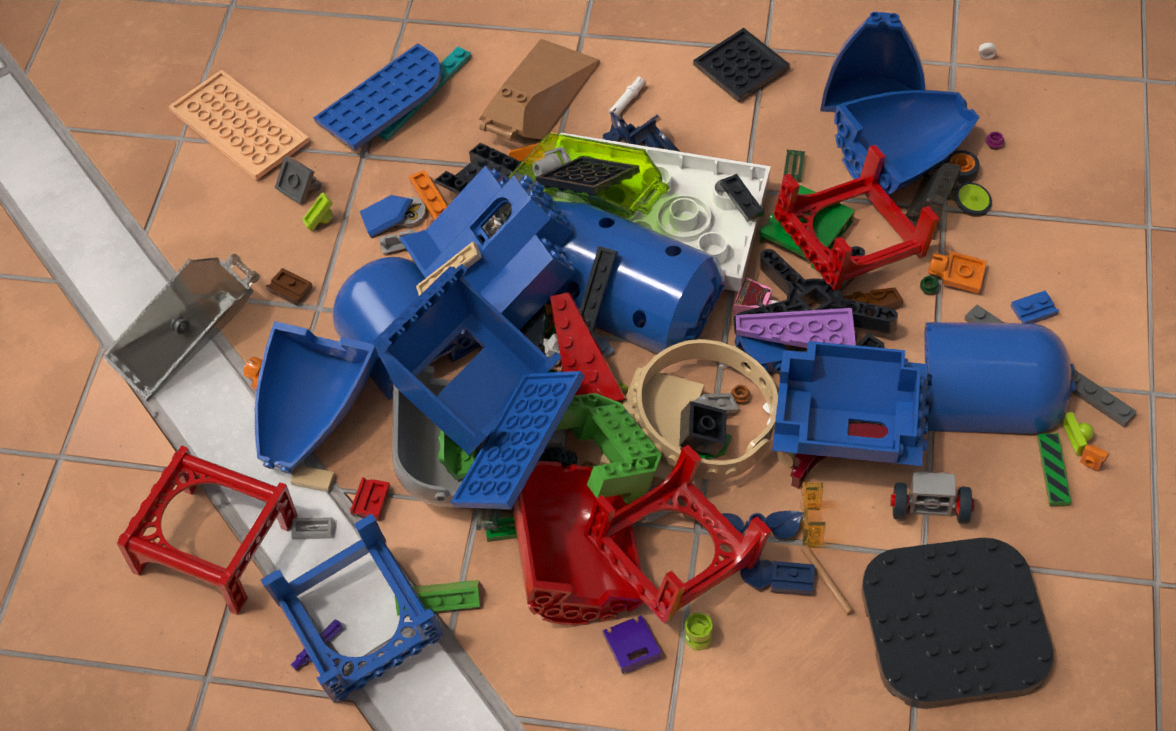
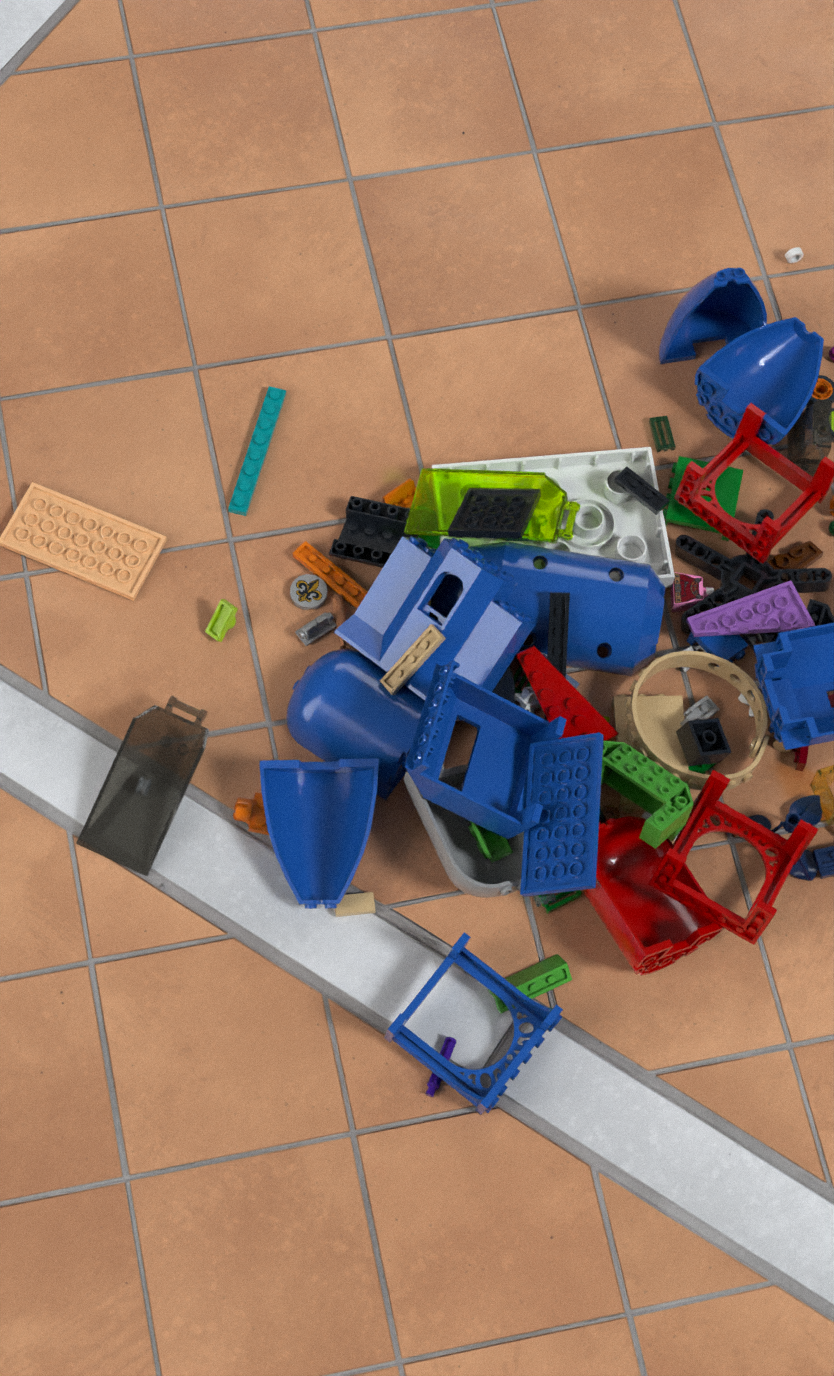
camera: 30 degrees left, 10 degrees up
(192, 472) = (242, 1032): red arch -> none
(289, 286) = (230, 710): reddish brown plate -> none
(296, 180) = (180, 590): dark grey bracket -> none
(312, 531) = (363, 960): light grey tile -> none
(370, 498) = (421, 907): red plate -> none
(382, 98) = (223, 470): blue plate -> none
(385, 214) = (288, 601): blue tile -> none
(538, 92) = (376, 418): medium nougat windscreen -> none
(550, 161) = (446, 507): light grey piece -> none
(629, 639) = (719, 966): dark purple container -> none
(630, 93) = (468, 402): white pin -> none
(647, 133) = (510, 440): dark blue piece -> none
(698, 631) = (778, 938): lime wheel -> none
(741, 64) = (564, 332): black plate -> none
(743, 390) = (714, 688): dark orange plate -> none

